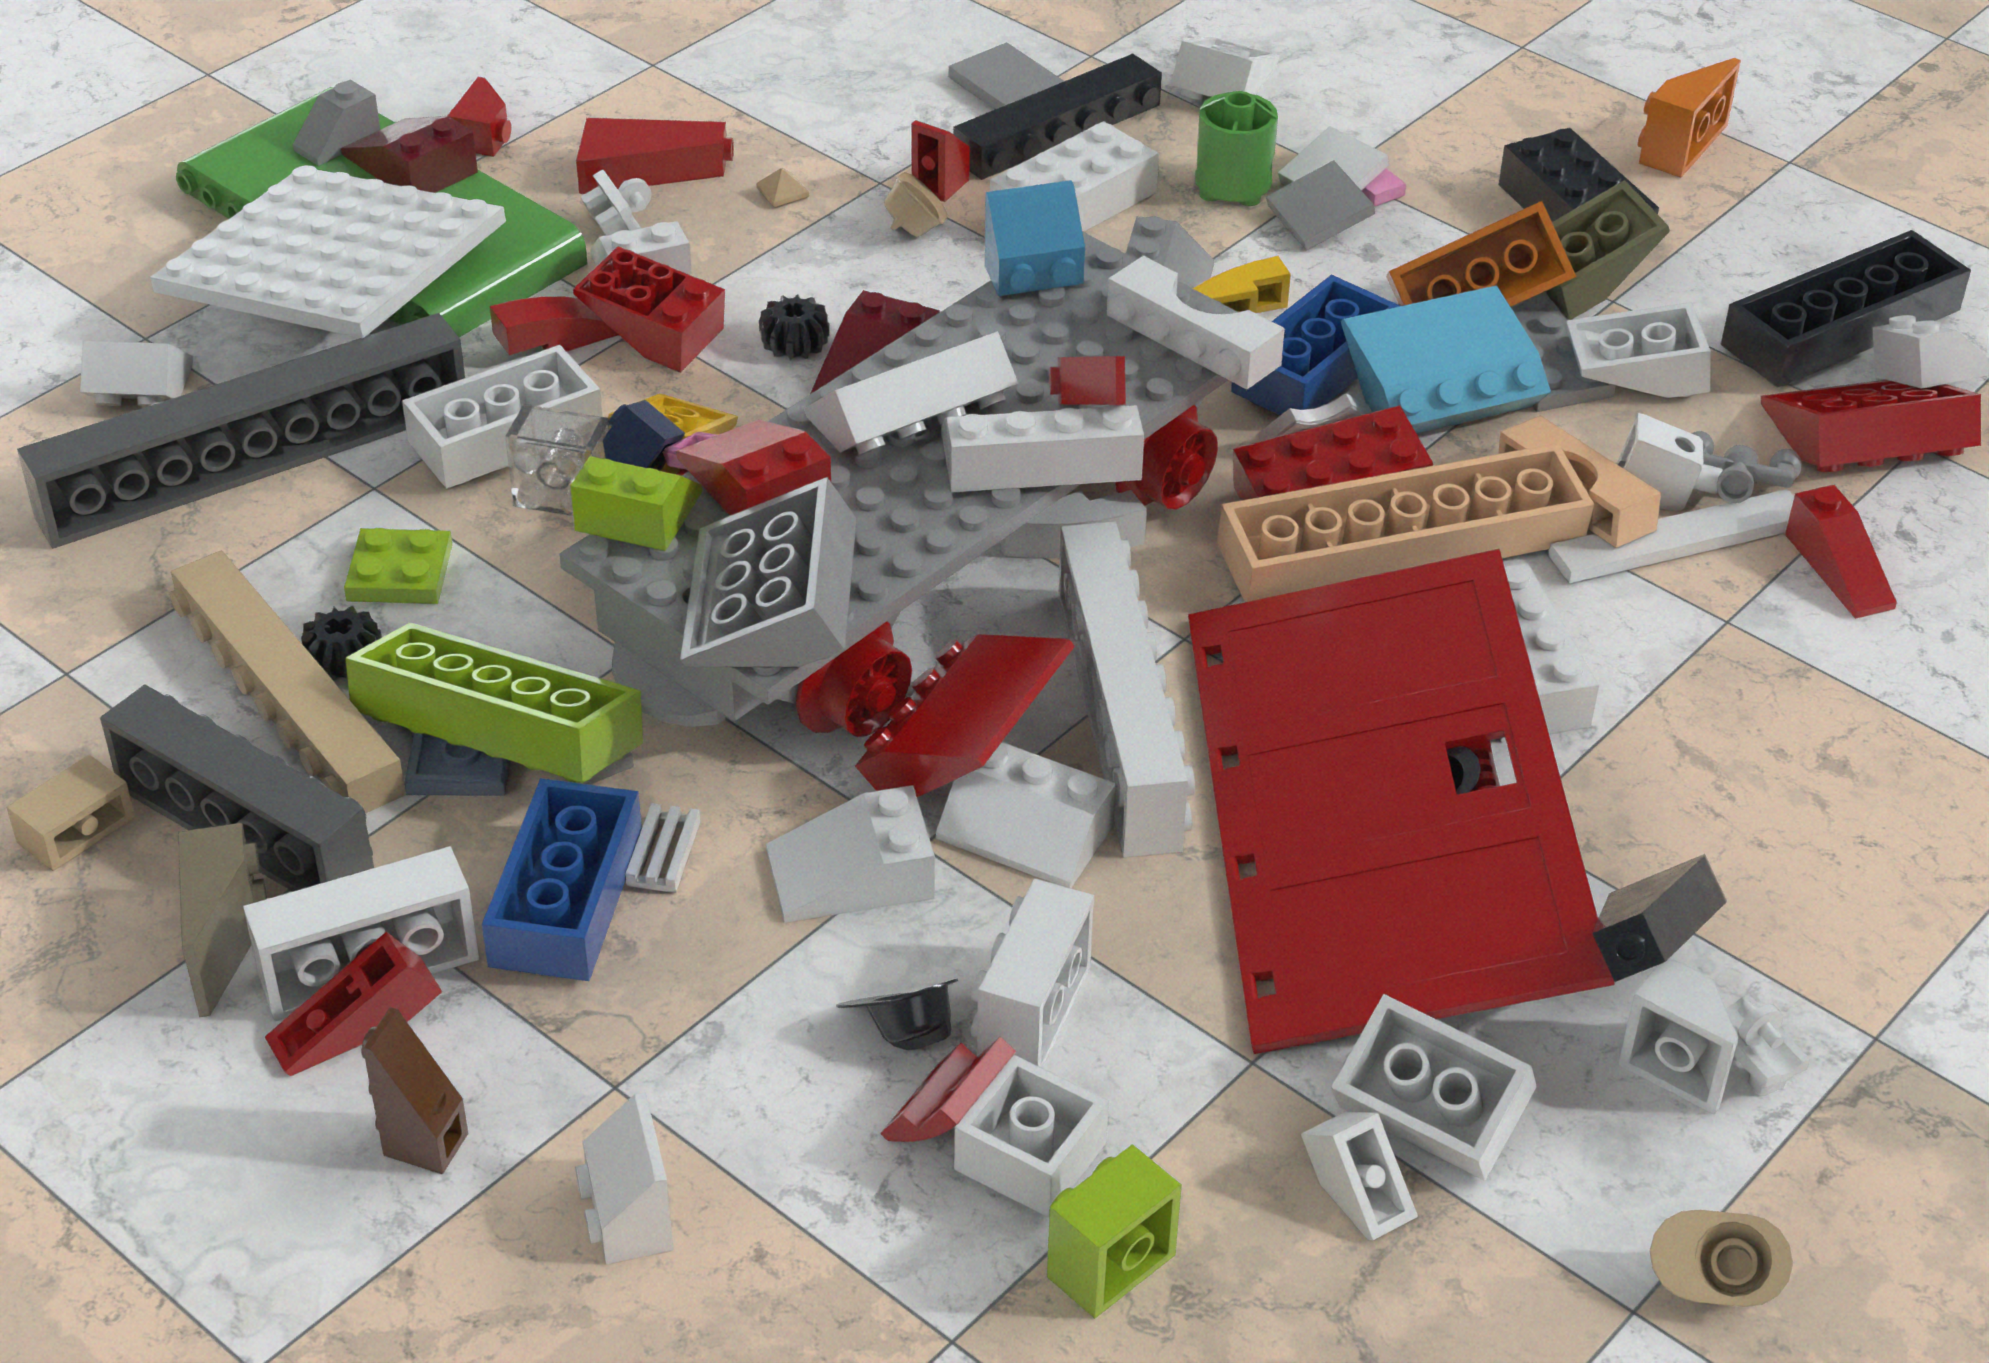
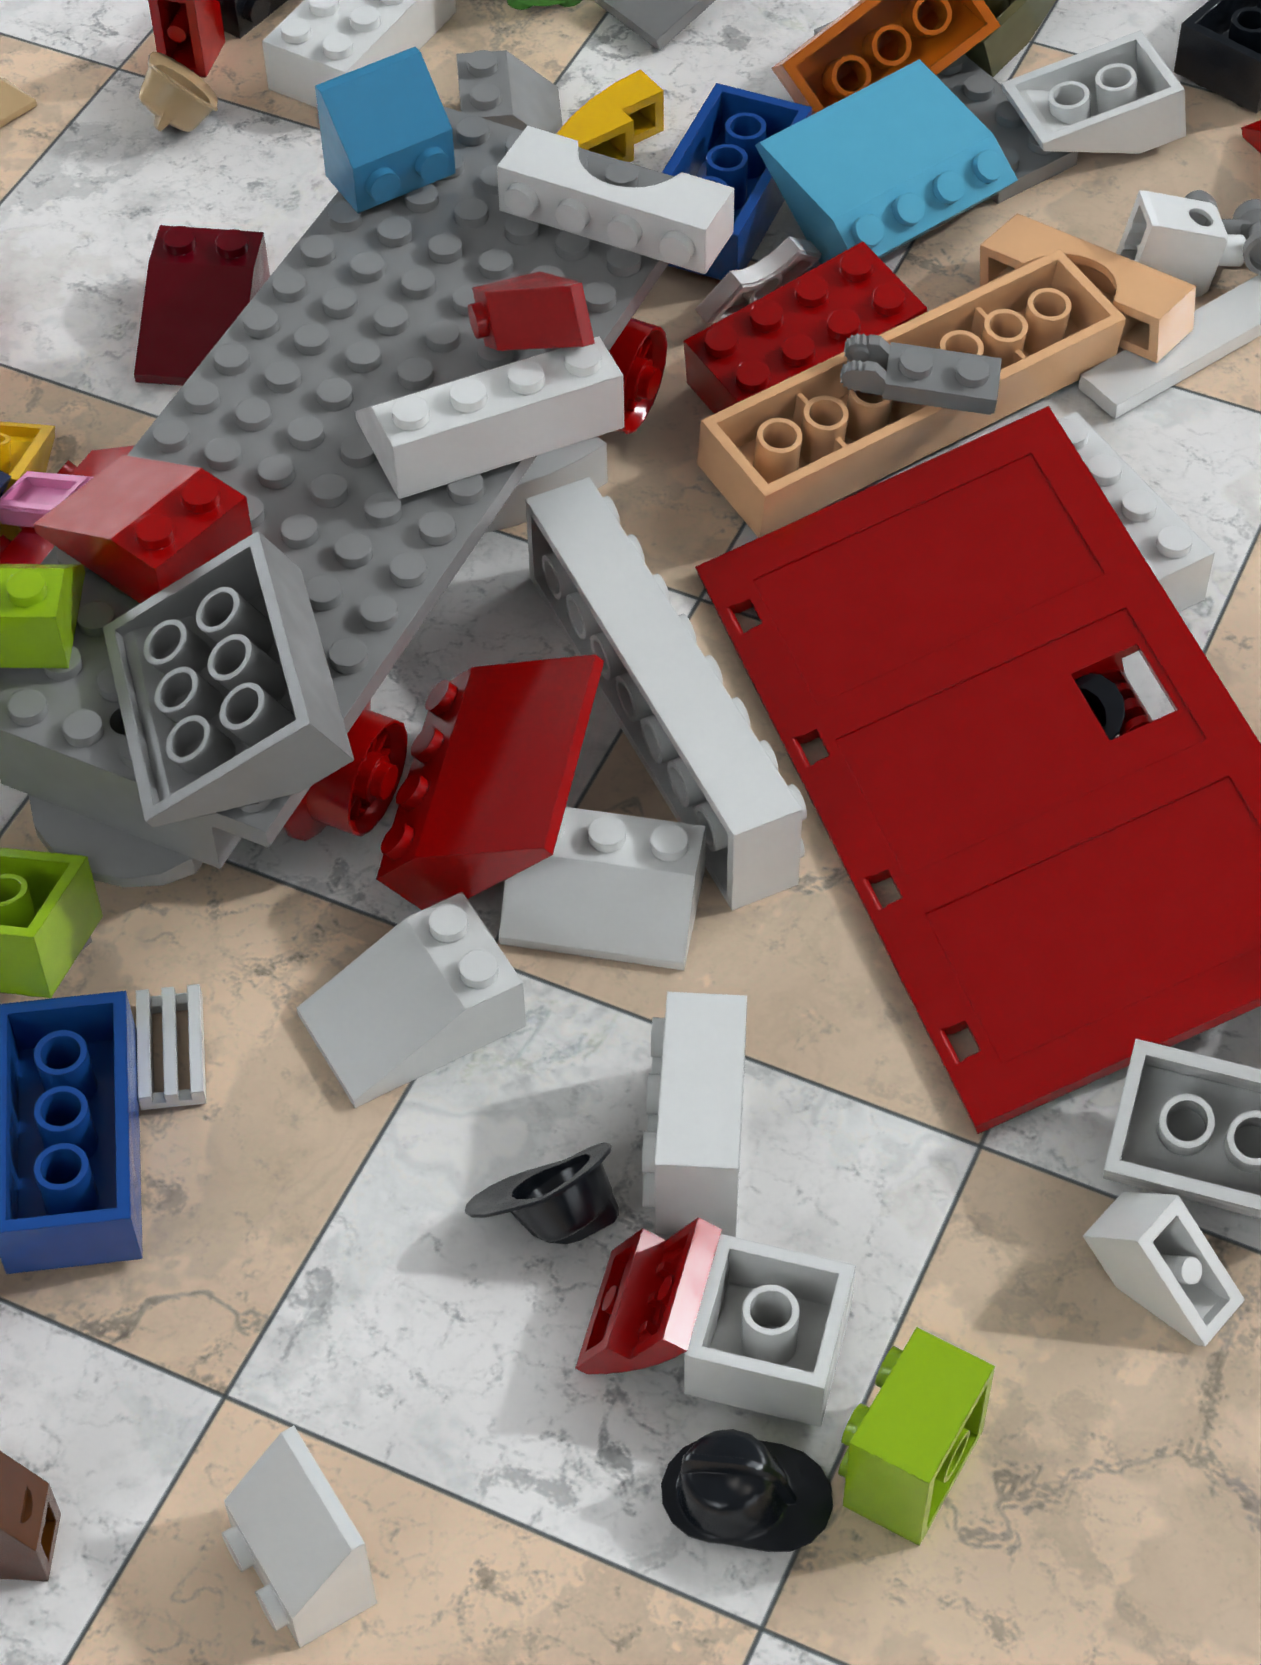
camera: 15 degrees left, 10 degrees up
(794, 327) = (85, 290): black gear -> none
(914, 393) = (310, 379): white slope -> none
(976, 1246) = (746, 1493): none -> black piece
(1409, 507) = (921, 374): none -> light grey hinge

